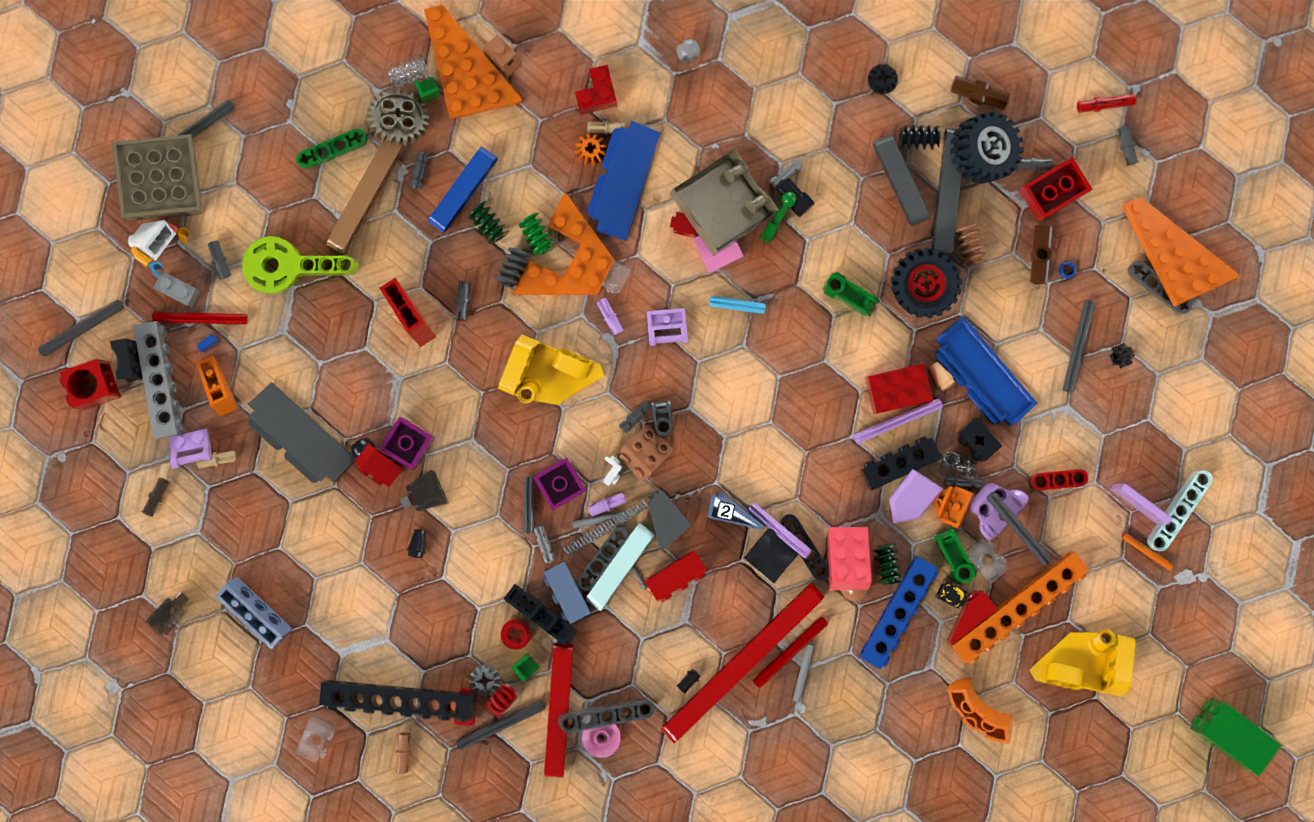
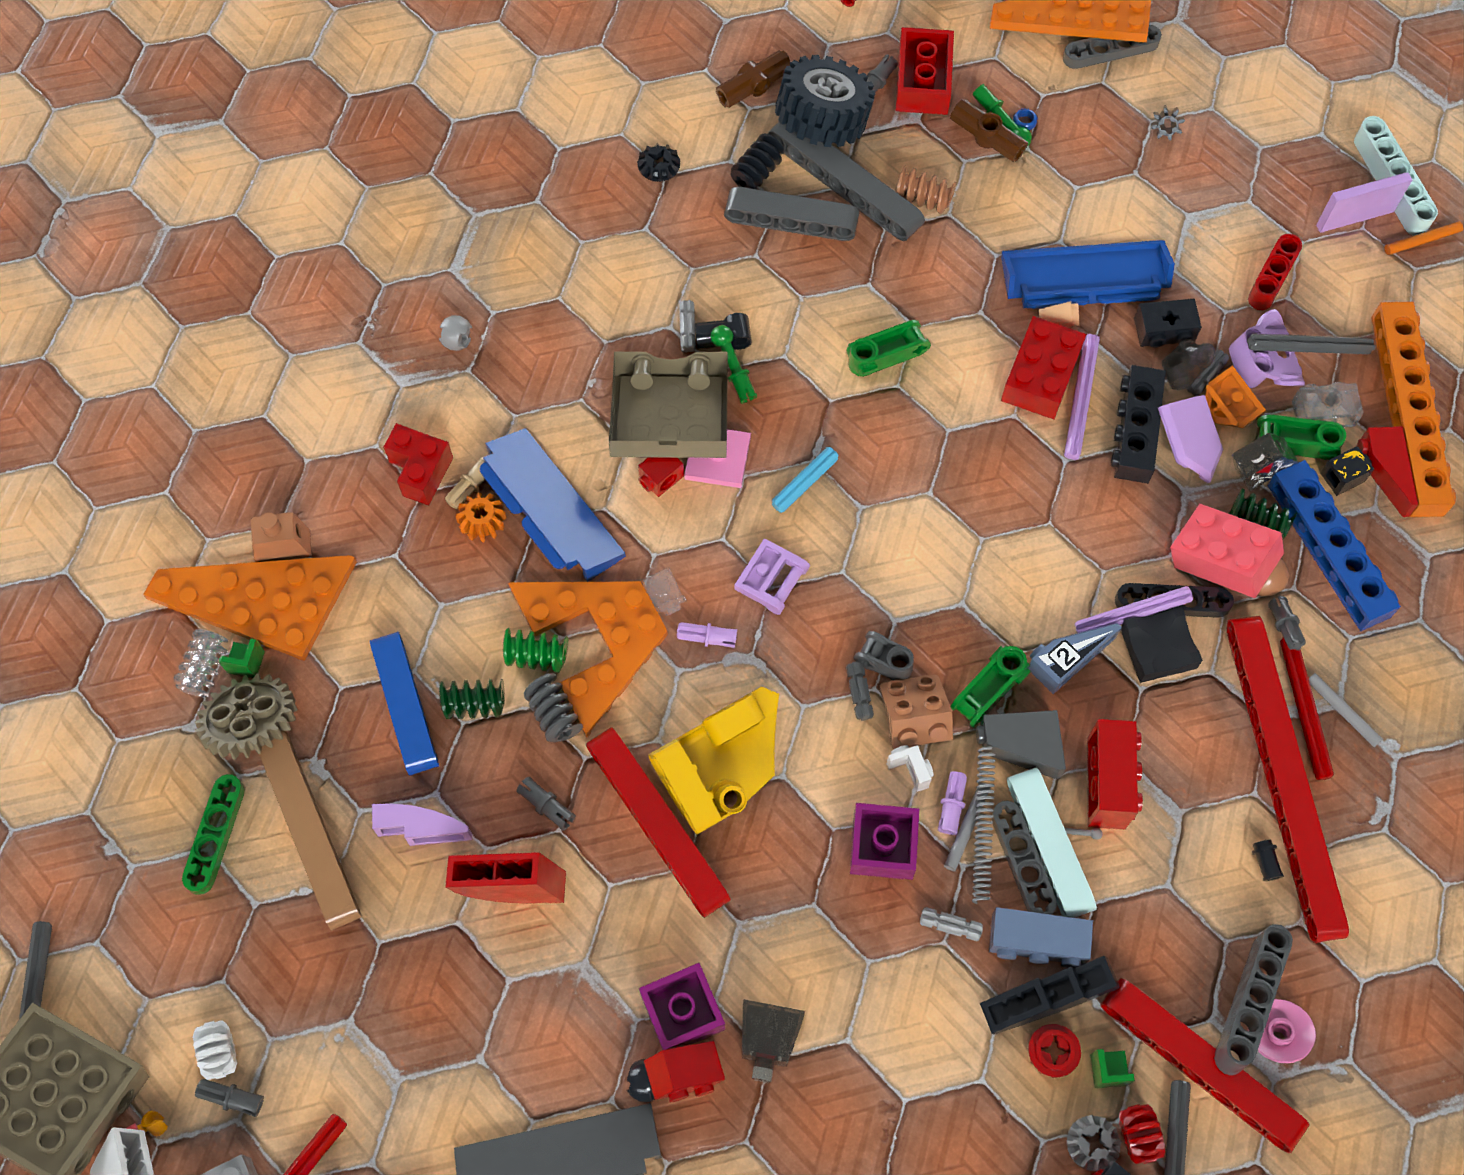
camera: 50 degrees left, 20 degrees down
(232, 236) = (214, 1050): none -> white gear
(290, 265) = (315, 998): lime beam -> none
(406, 246) = (417, 824): none -> lavender slope
(417, 544) = (834, 1101): black cone -> none
(419, 171) = (335, 742): dark grey axle -> none
(492, 363) = (658, 822): none -> red beam
(529, 493) = (883, 907): dark grey axle -> none
(685, 482) = (991, 684): none -> green piece
(830, 615) = (1287, 623): none -> dark grey axle
(918, 545) = (1262, 459): none -> clear smoke torso
(946, 277) = (949, 236): black wheel -> none
(1062, 245) = (993, 105): none -> green pin
(1079, 345) = (1125, 160): dark grey axle -> none

